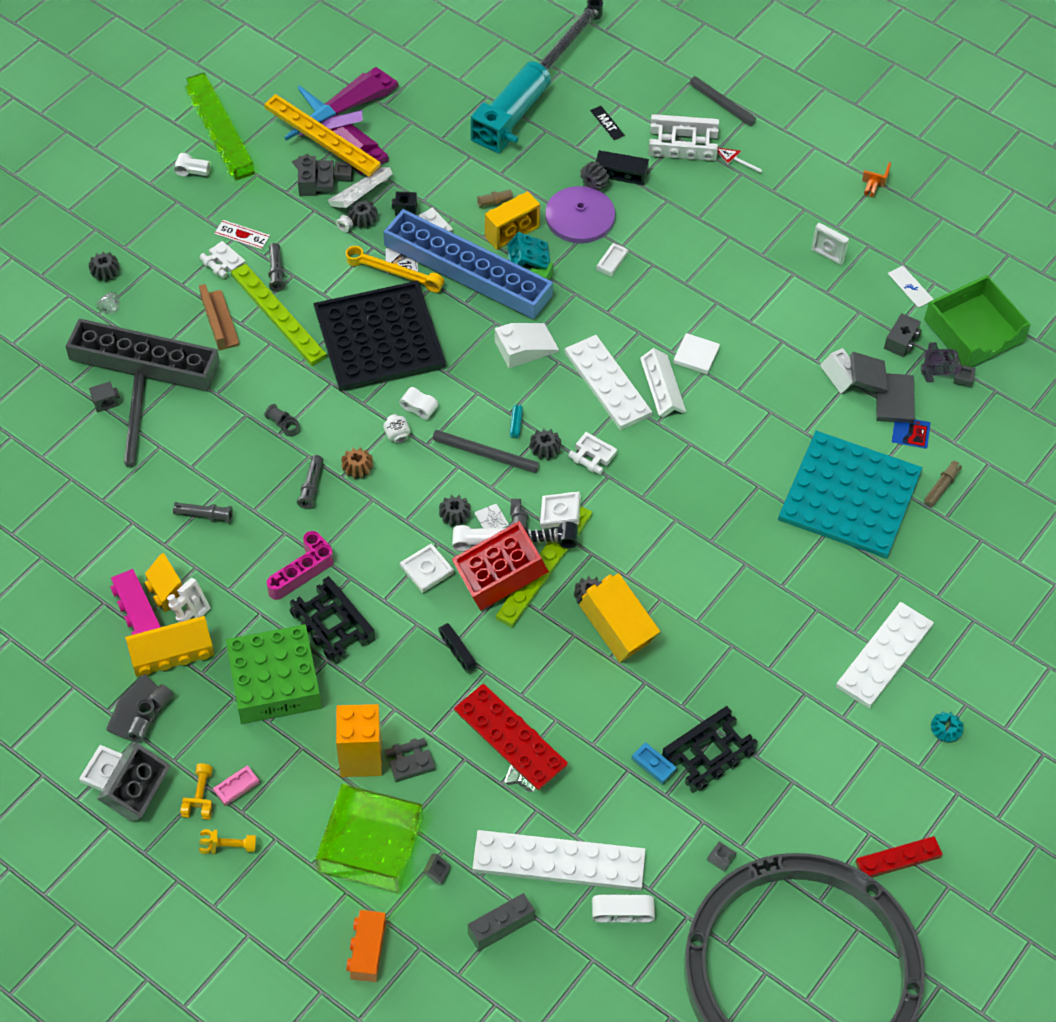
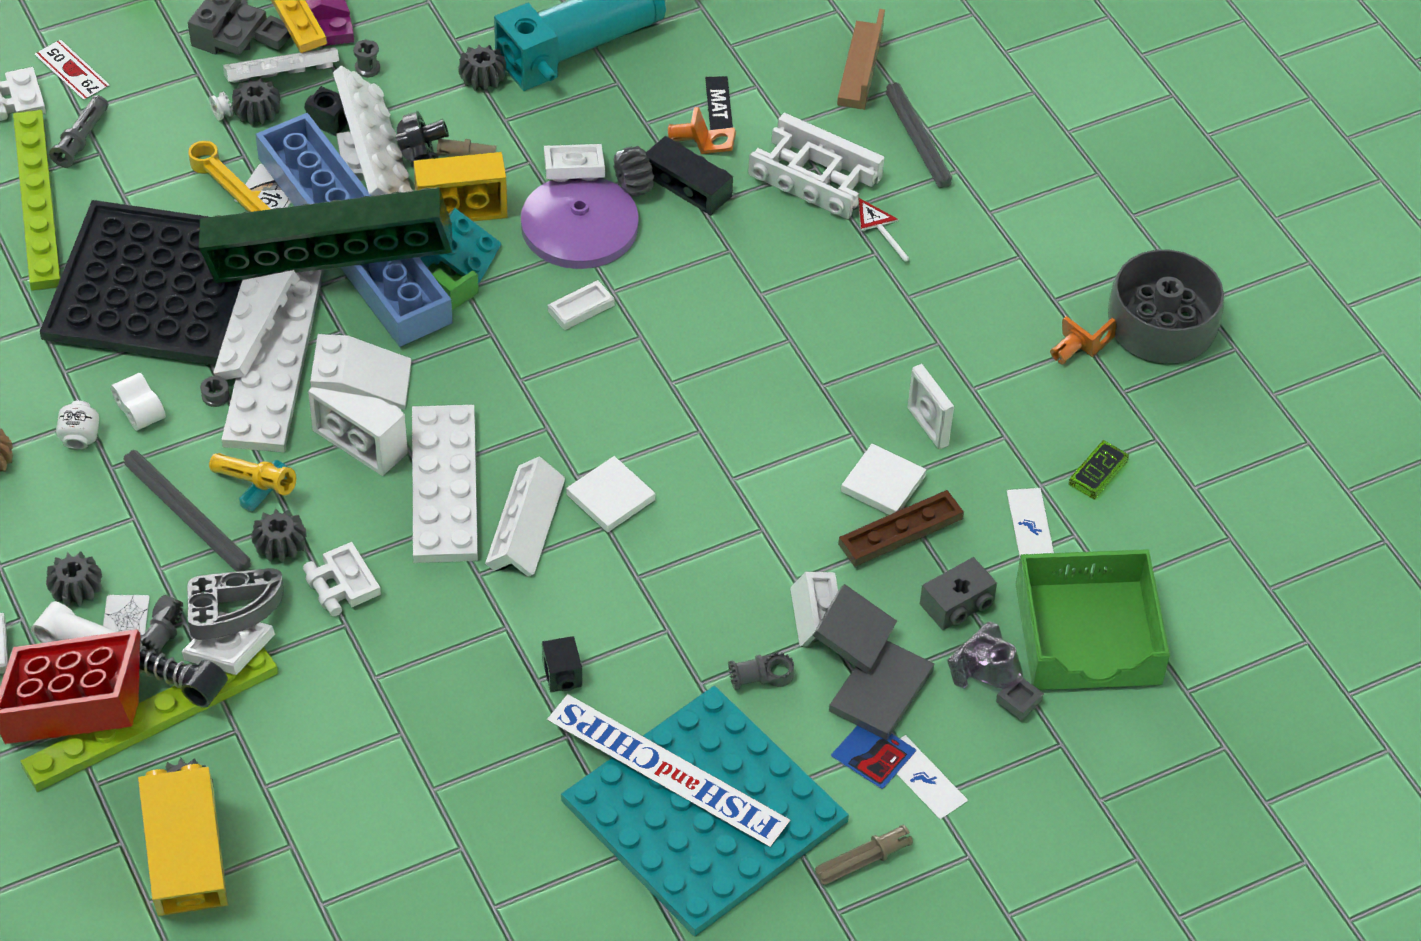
camera: 25 degrees right, 5 degrees down
(405, 164) = (366, 58): none -> dark grey bush
(446, 210) = (372, 134): none -> white plate
(450, 332) = (251, 320): none -> white wing
(454, 386) = (210, 384): none -> dark grey bush
(467, 203) = (416, 137): none -> black pin
(470, 272) = (326, 235): none -> dark green brick
(470, 348) = (267, 395): none -> white plate
(471, 148) = (482, 67): none -> dark grey gear
(518, 414) = (263, 475): none -> yellow pin
(549, 369) = (360, 426): none -> white slope
(550, 474) = (258, 584): none -> dark grey beam
(558, 182) = (574, 161): none -> white plate
(614, 143) = (701, 135): none -> orange bracket
(668, 71) = (861, 63): none -> medium nougat panel
(735, 450) = (562, 664): none -> black brick
(823, 481) = (669, 770): none -> white sticker
(826, 292) = (883, 480): none -> white tile
(832, 413) = (759, 670): none -> dark grey connector
(852, 313) = (900, 528): none -> reddish brown plate
(912, 135) = (1167, 285): none -> dark grey wheel
(926, 244) = (1098, 469): none -> tile
(947, 436) = (930, 783): none -> white sticker

